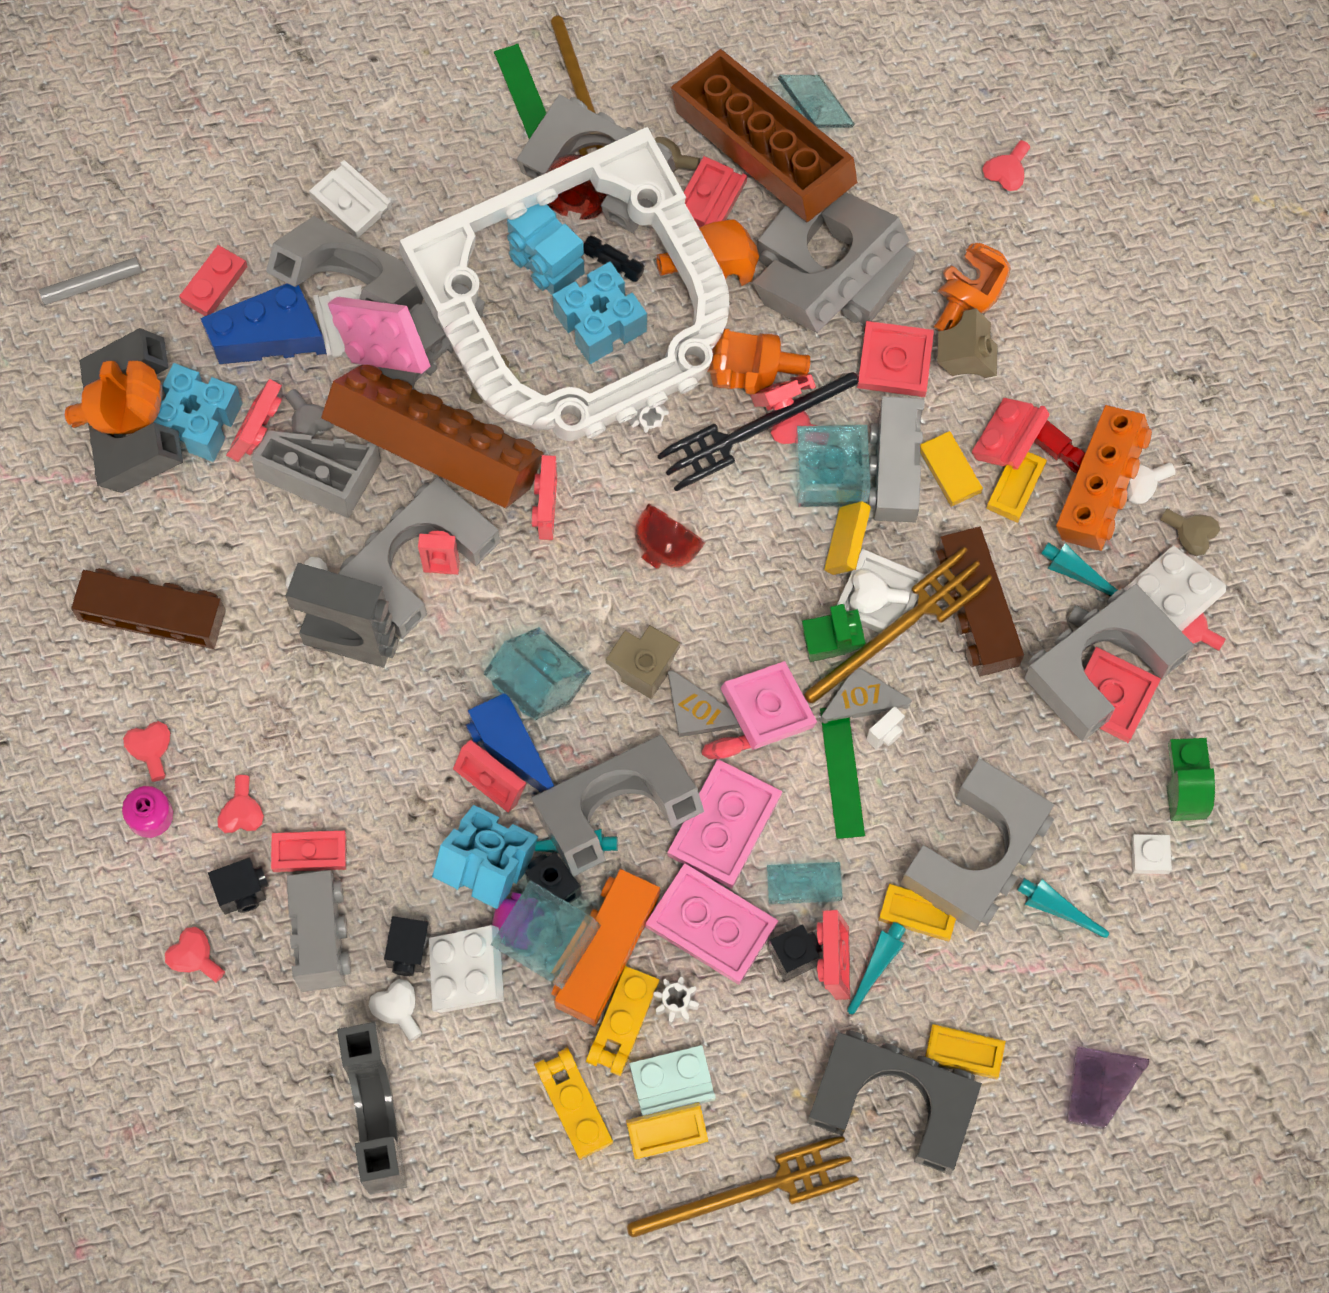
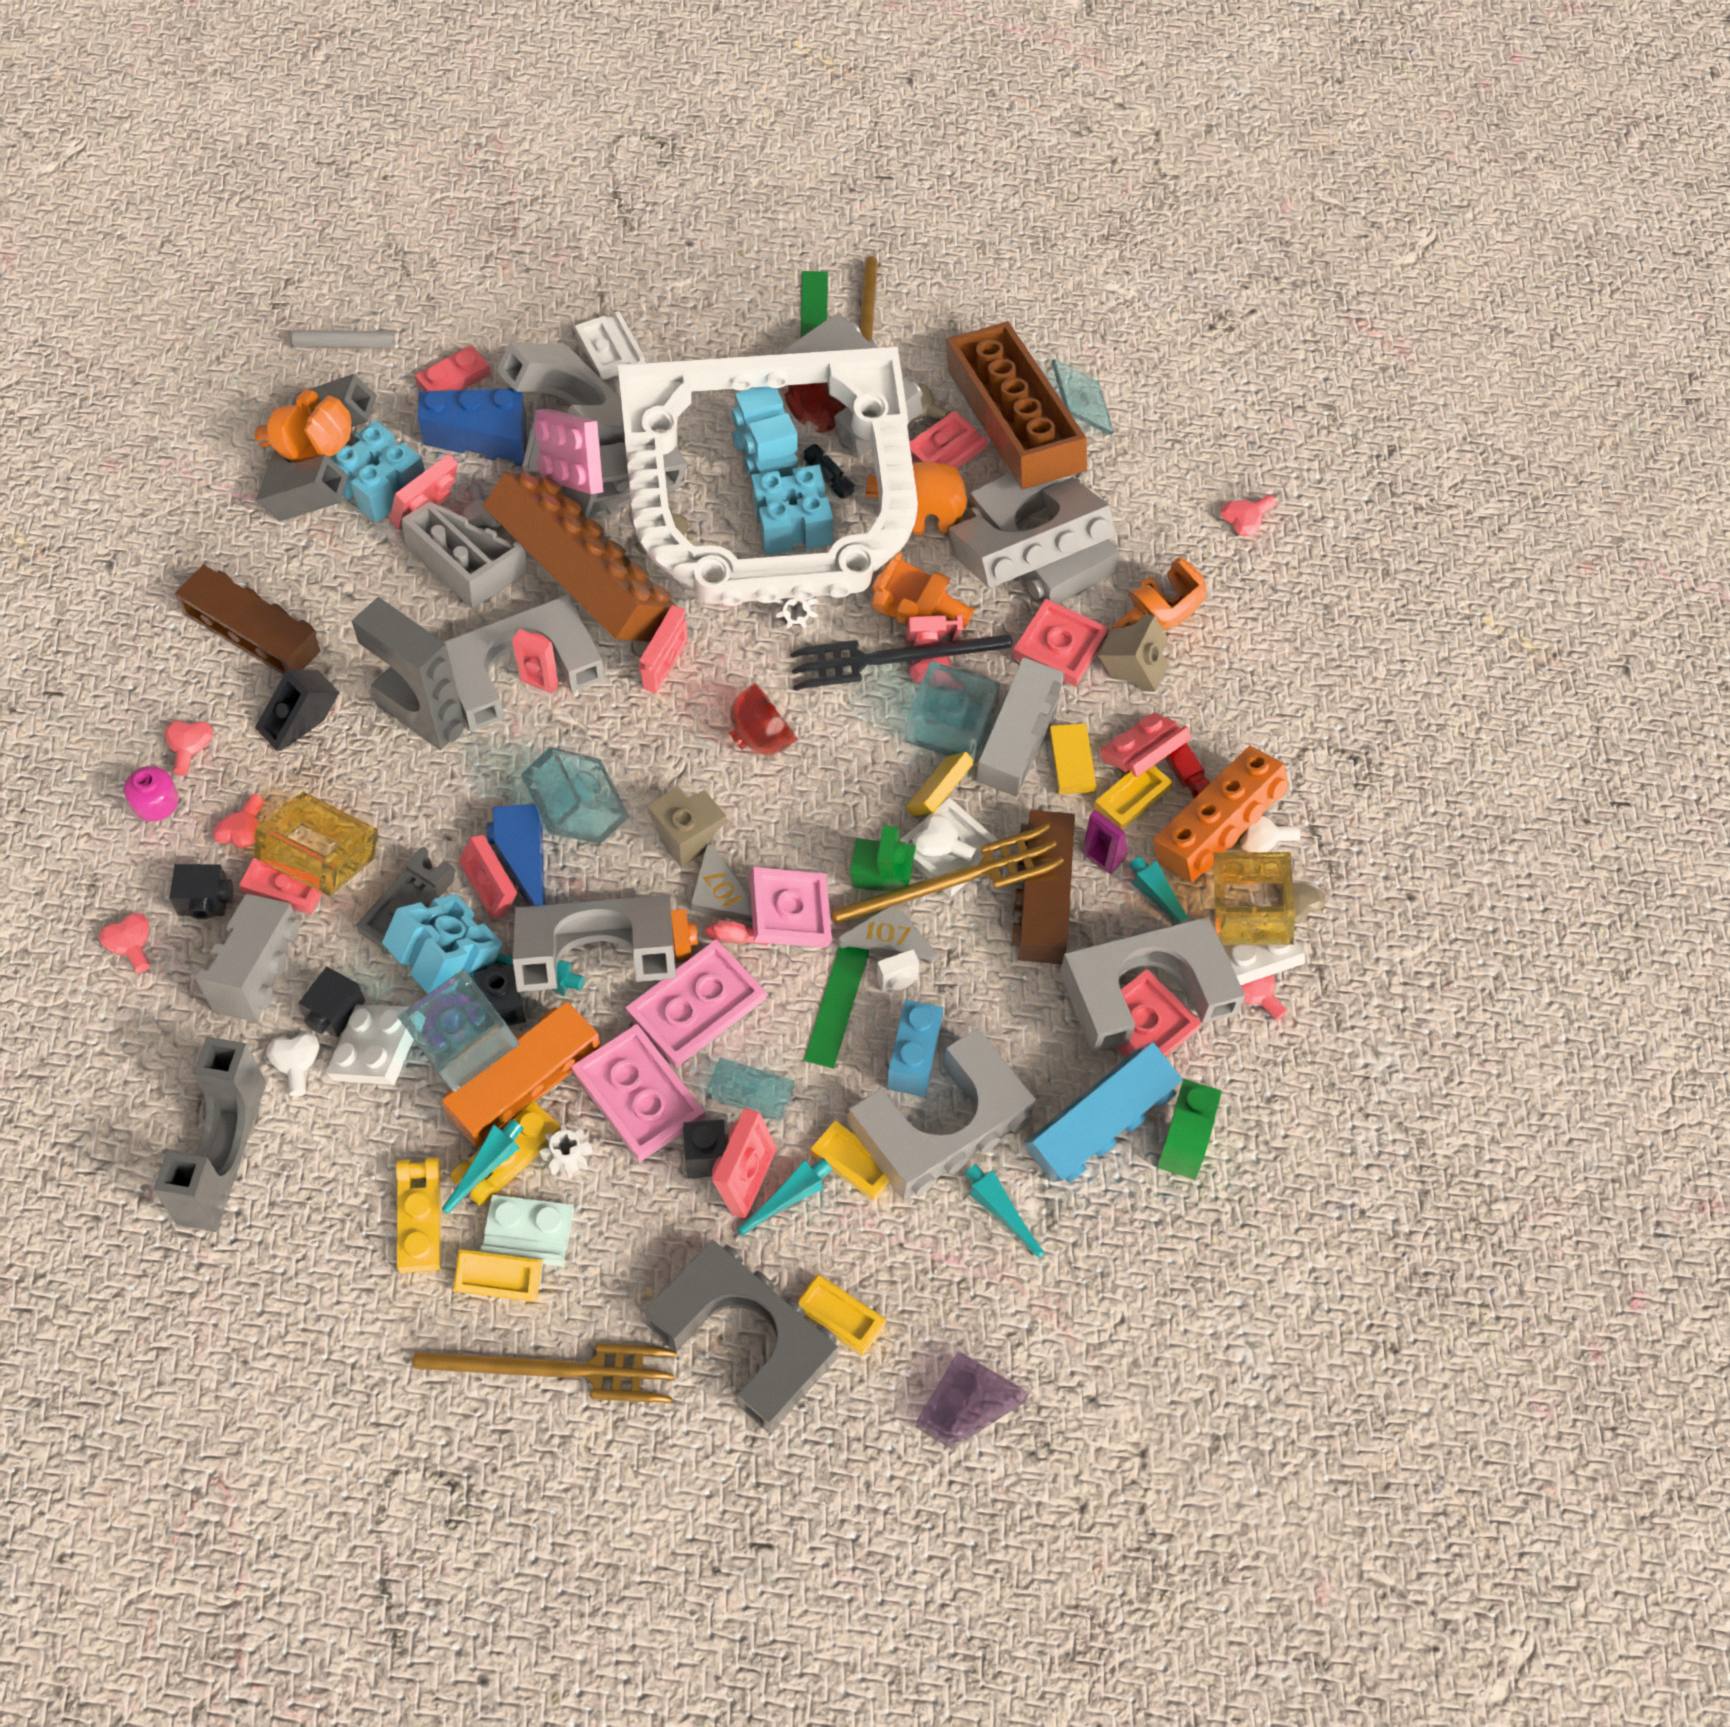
camera: 20 degrees right, 10 degrees down
(237, 678) = (296, 707): none -> black slope
(316, 827) = (318, 871): none -> clear yellow window
(425, 826) = (413, 886): none -> dark grey plate
(619, 1023) = (495, 1150): none -> teal piece
(689, 761) = (684, 935): none -> orange plate
(931, 794) = (915, 1048): none -> dark azure brick
(1015, 544) = (1104, 843): none -> magenta slope
(1114, 793) = (1103, 1112): none -> dark azure brick
(1151, 854) = (1121, 1191): white plate -> none
(1173, 577) = (1234, 923): none -> clear yellow window

